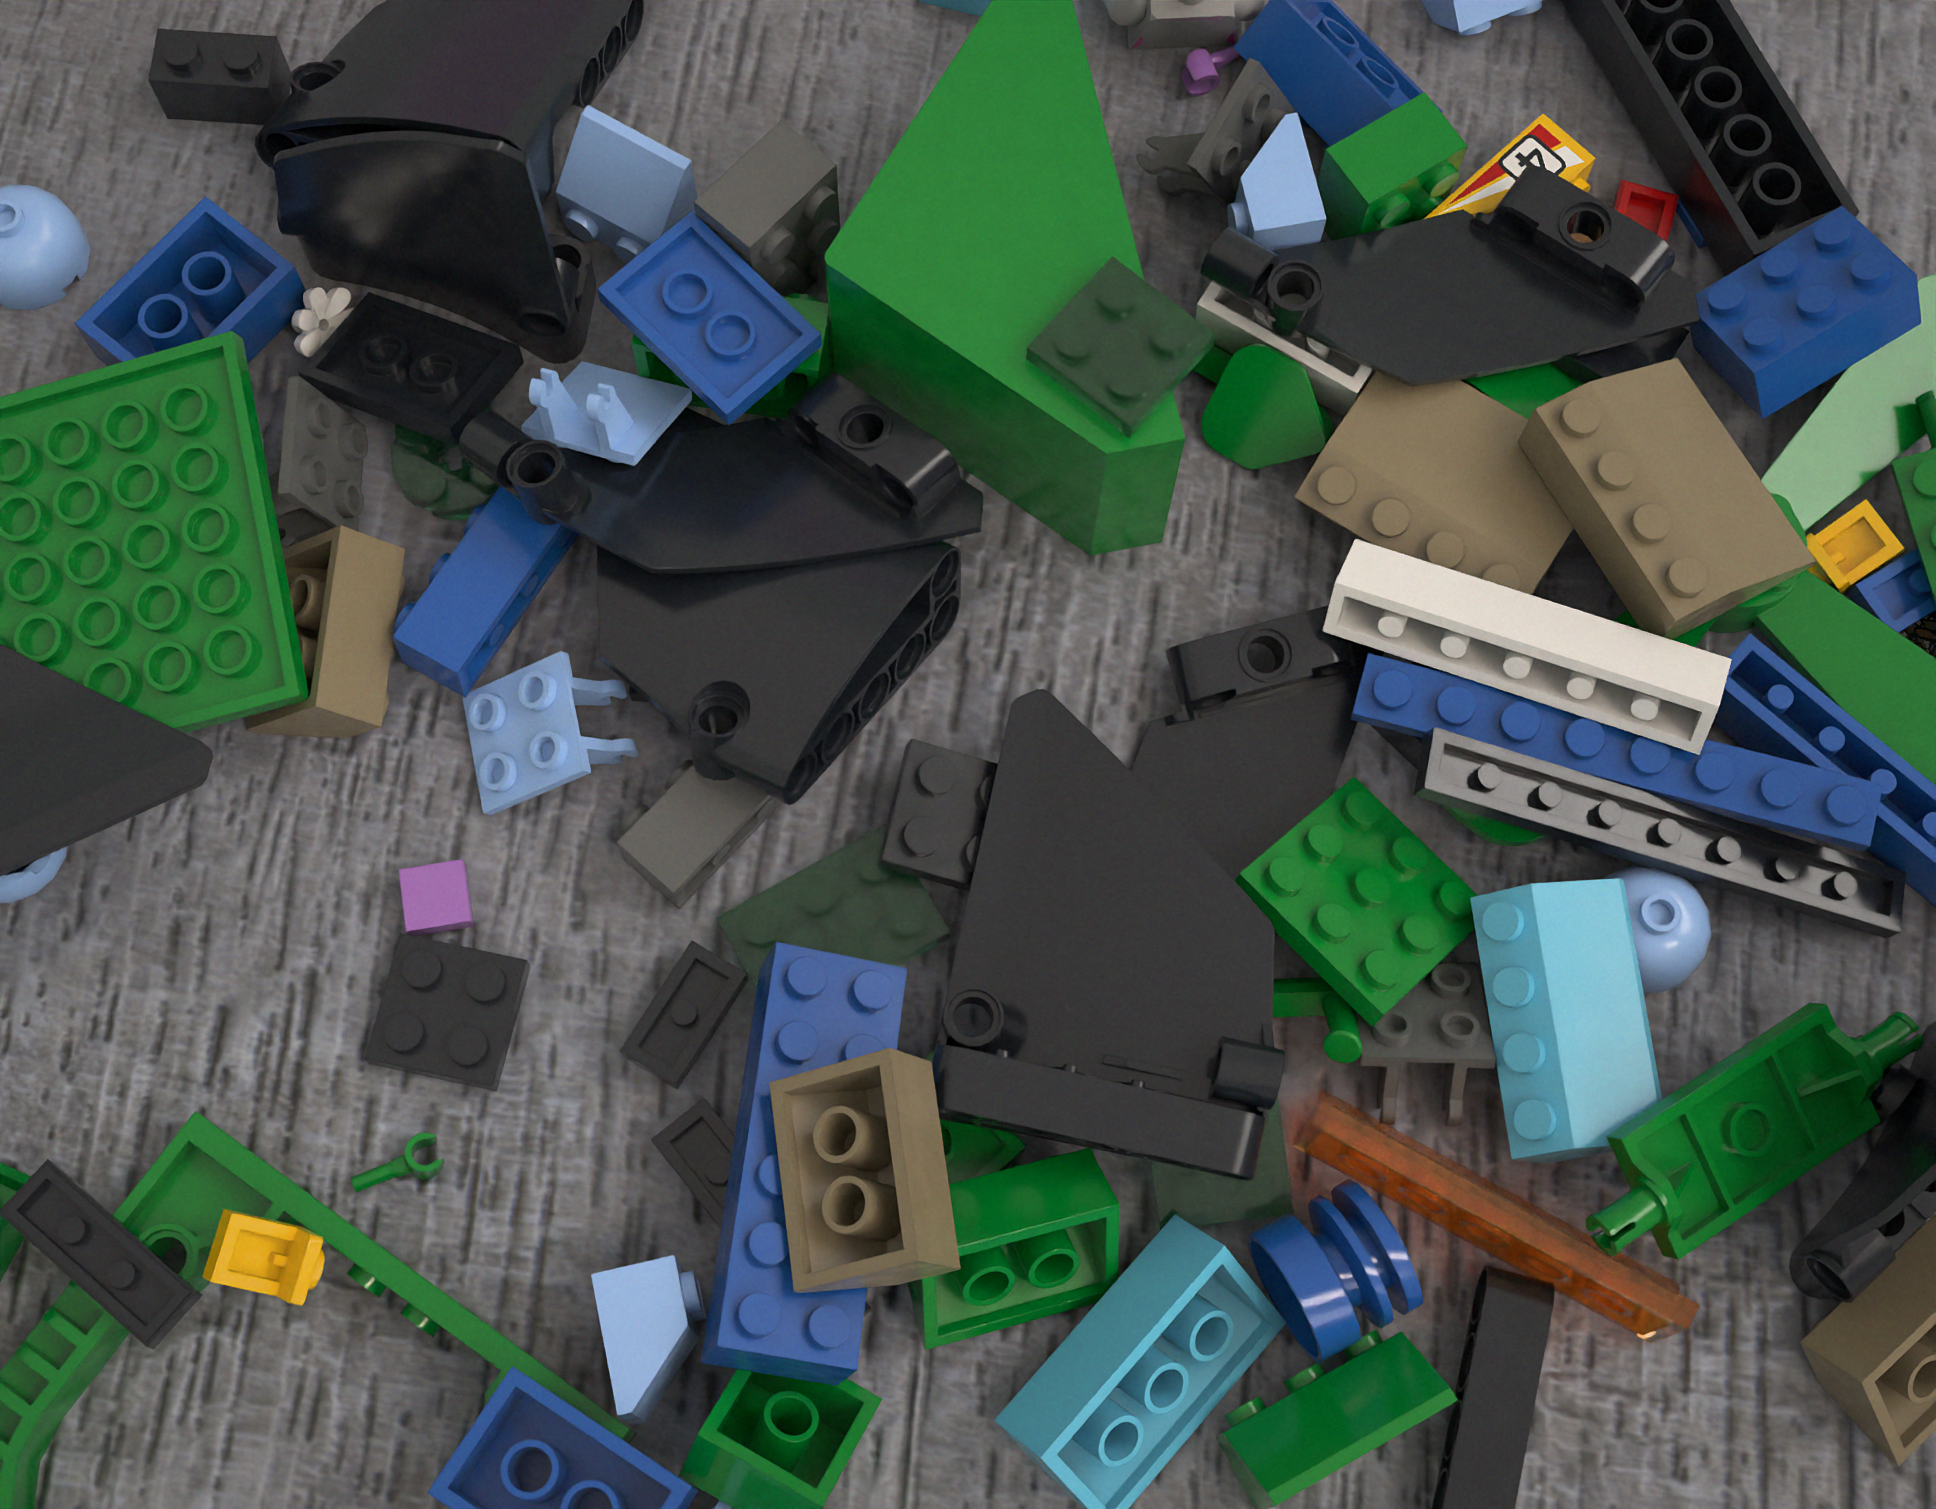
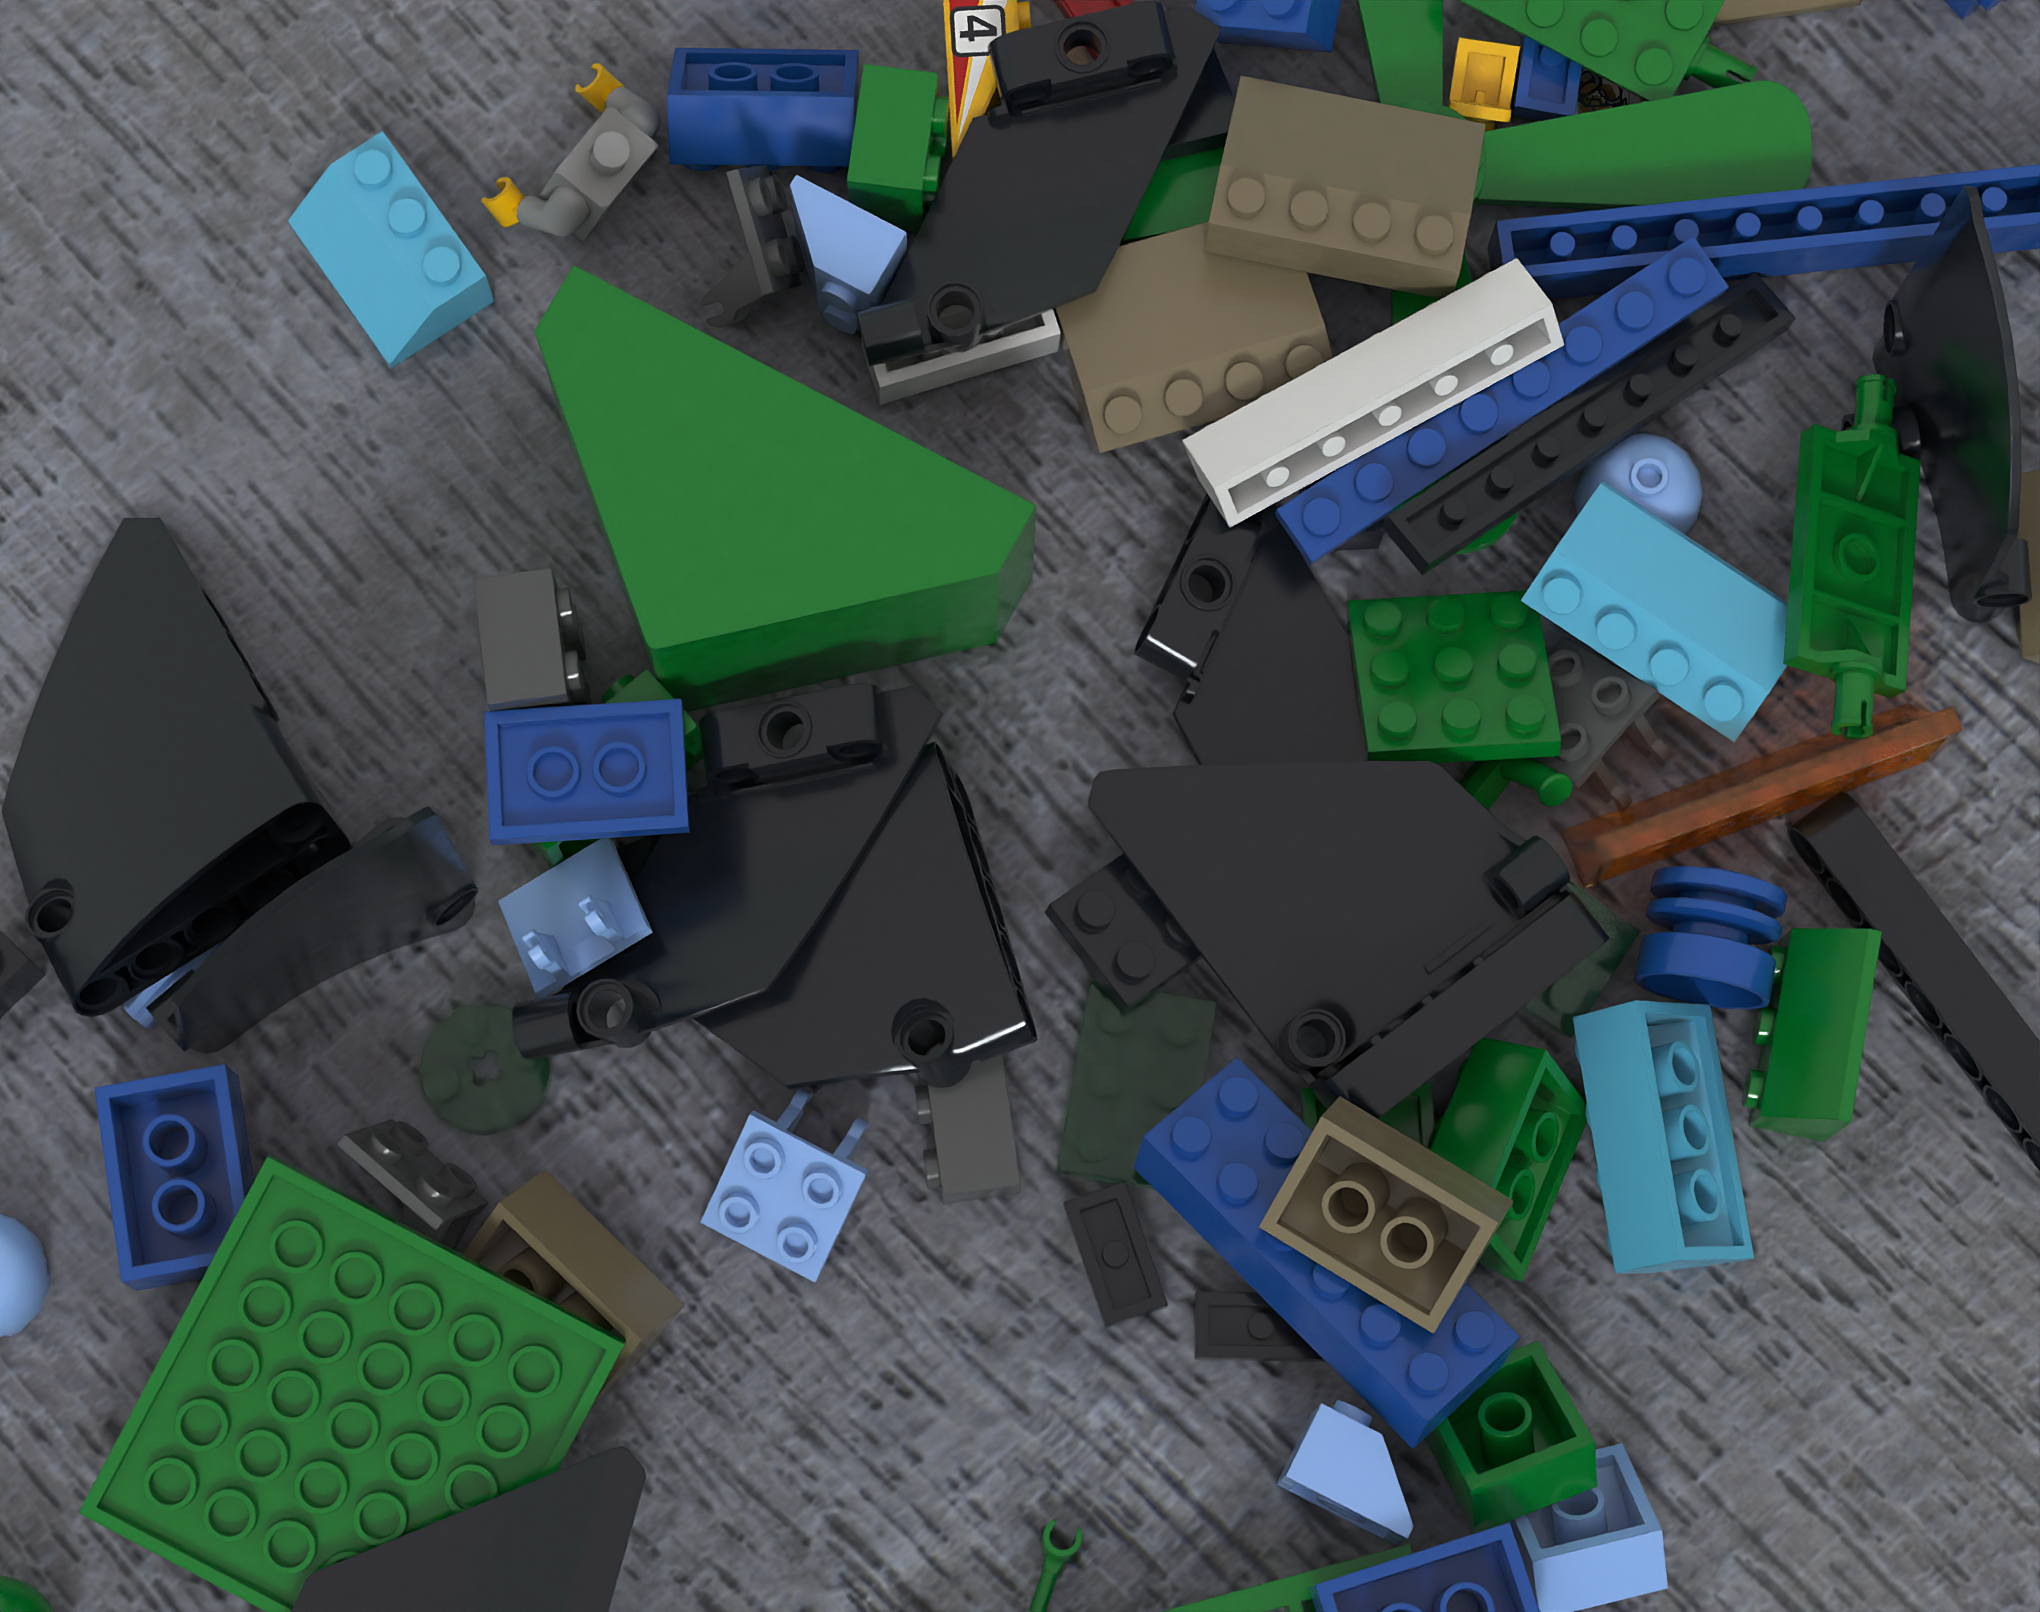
camera: 50 degrees left, 5 degrees up
(320, 318) = (277, 1082): white plant -> none
(412, 367) = (387, 1041): black plate -> none
(436, 898) = (856, 1372): medium lavender tile -> none
(448, 1012) = (958, 1434): black plate -> none
(479, 592) = (631, 1139): blue brick -> none
(622, 186) = (382, 747): light blue slope -> none
(1120, 346) = (924, 489): clear green plate -> none
(1201, 69) = (659, 205): medium lavender hand -> none
(1261, 407) = (996, 411): green piece -> none

